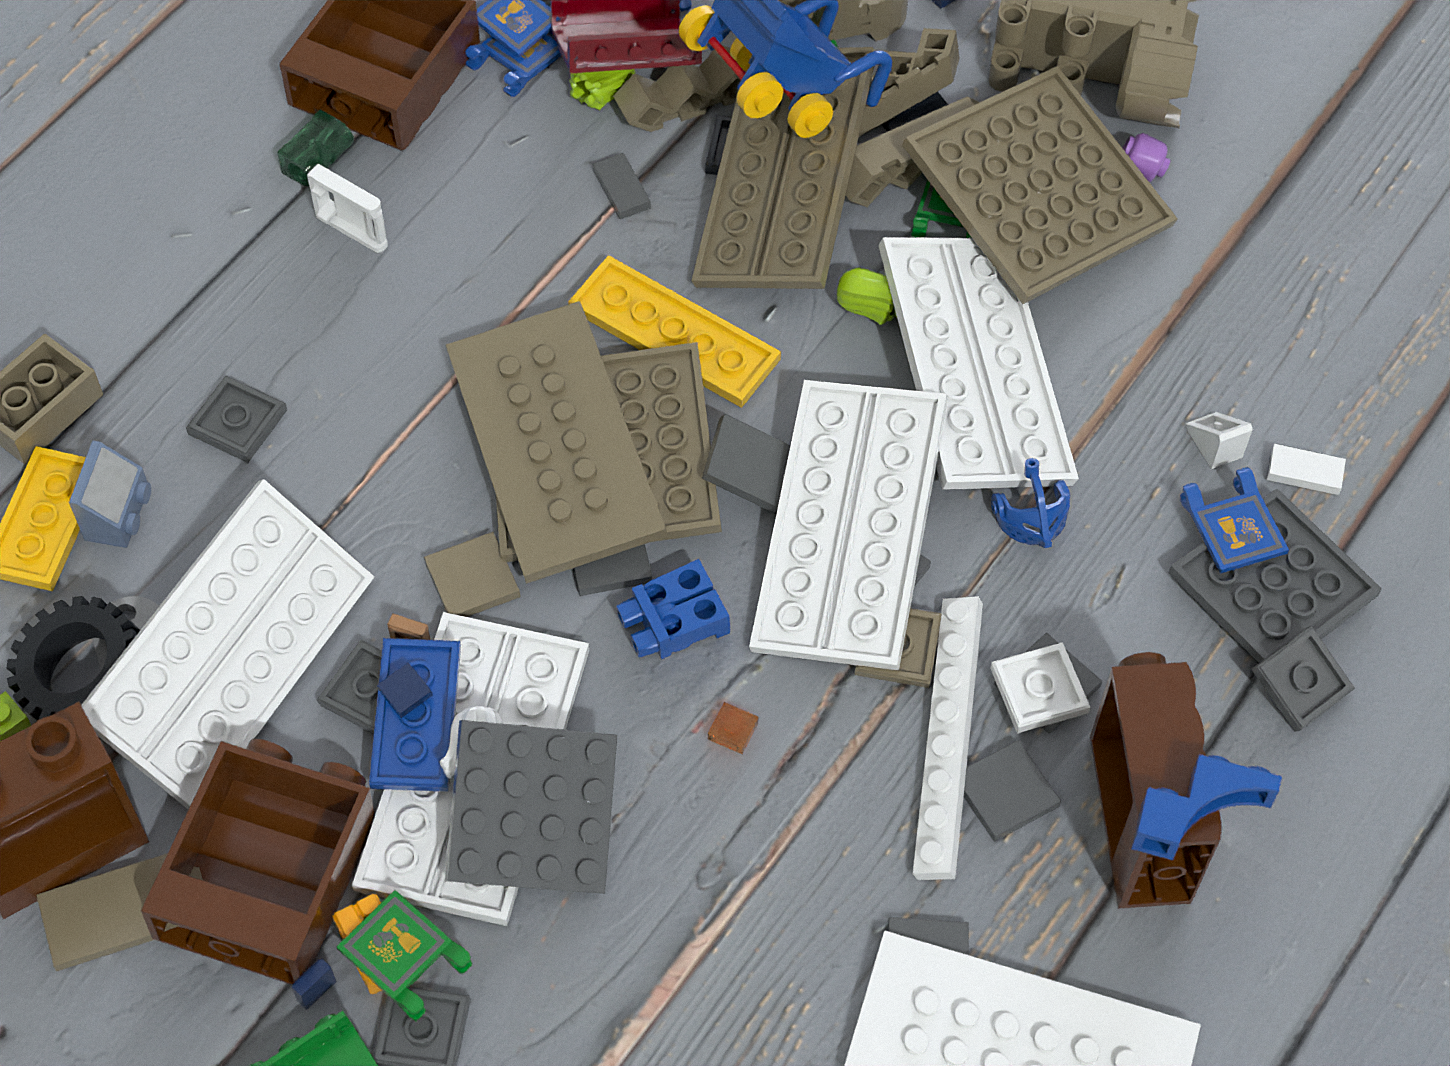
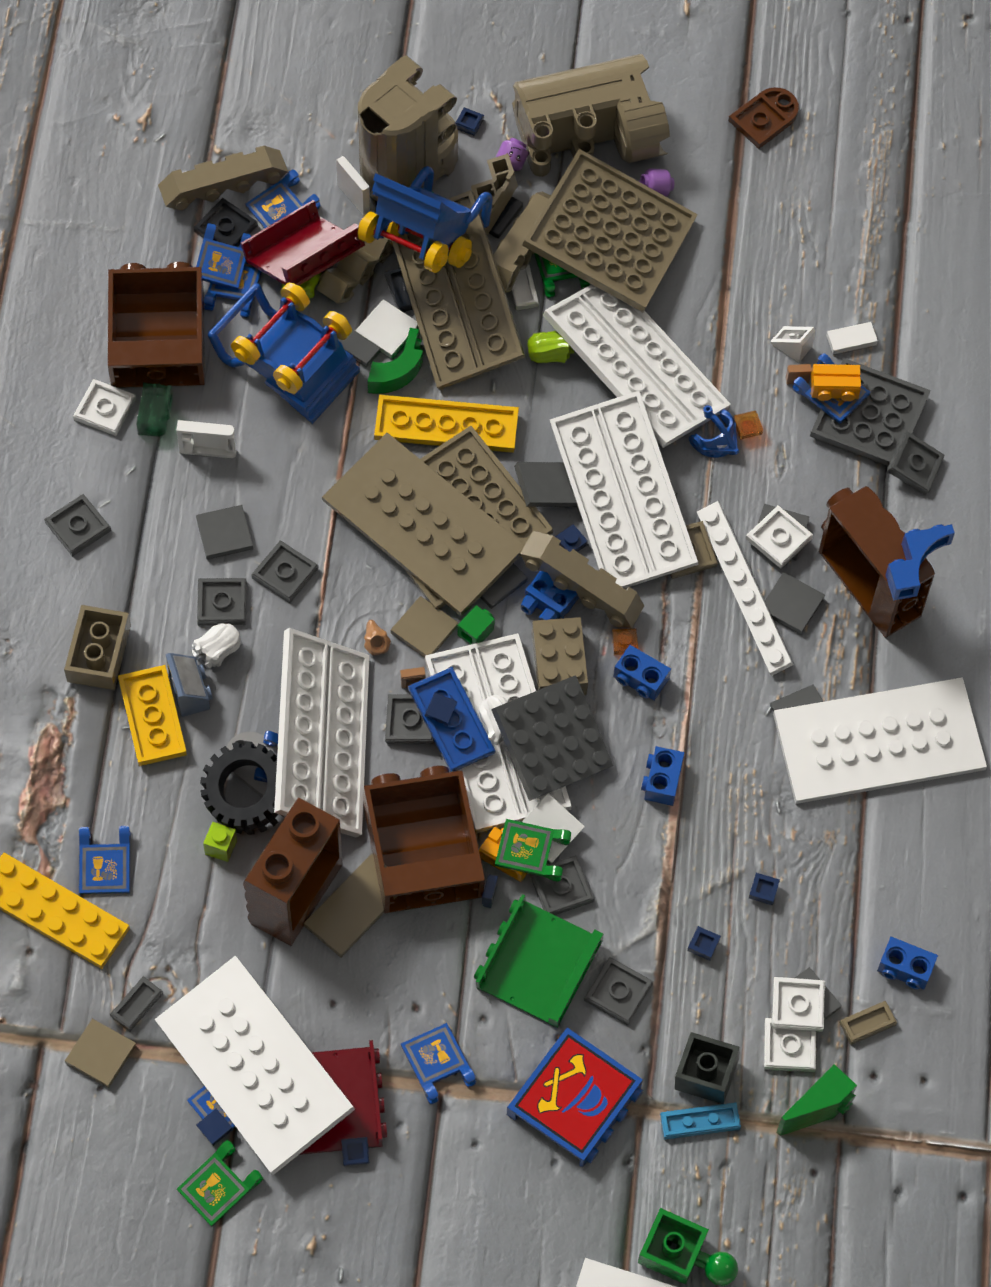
camera: 30 degrees left, 5 degrees up
(129, 244) = (77, 524): none -> dark grey tile
(184, 467) = (216, 644): none -> white piece
(261, 122) = (104, 407): none -> white tile
(300, 335) = (224, 532): none -> dark grey tile
(342, 419) = (285, 571): none -> dark grey tile
(396, 560) = (376, 639): none -> medium nougat animal
(468, 923) = (553, 815): none -> white tile
(527, 152) = (293, 351): none -> blue piece
(539, 606) = (476, 626): none -> green brick
(627, 698) = (559, 651): none -> dark tan brick
(658, 239) = (399, 372): none -> green arch
(674, 949) = (666, 776): none -> blue brick
(676, 183) = (387, 328): none -> white tile
(724, 626) = (572, 572): none -> dark tan brick
(734, 779) = (646, 668): none -> blue brick
(744, 556) = (572, 539): none -> dark blue plate
(886, 212) = (524, 291): none -> white tile
(974, 44) = (517, 152): none -> medium lavender head
(1086, 516) = (748, 425): none -> clear orange plate
(1204, 477) = (796, 371): none -> medium nougat tile
(1242, 511) = (835, 382): none -> light orange brick
(1347, 140) = (764, 116): none -> reddish brown tile

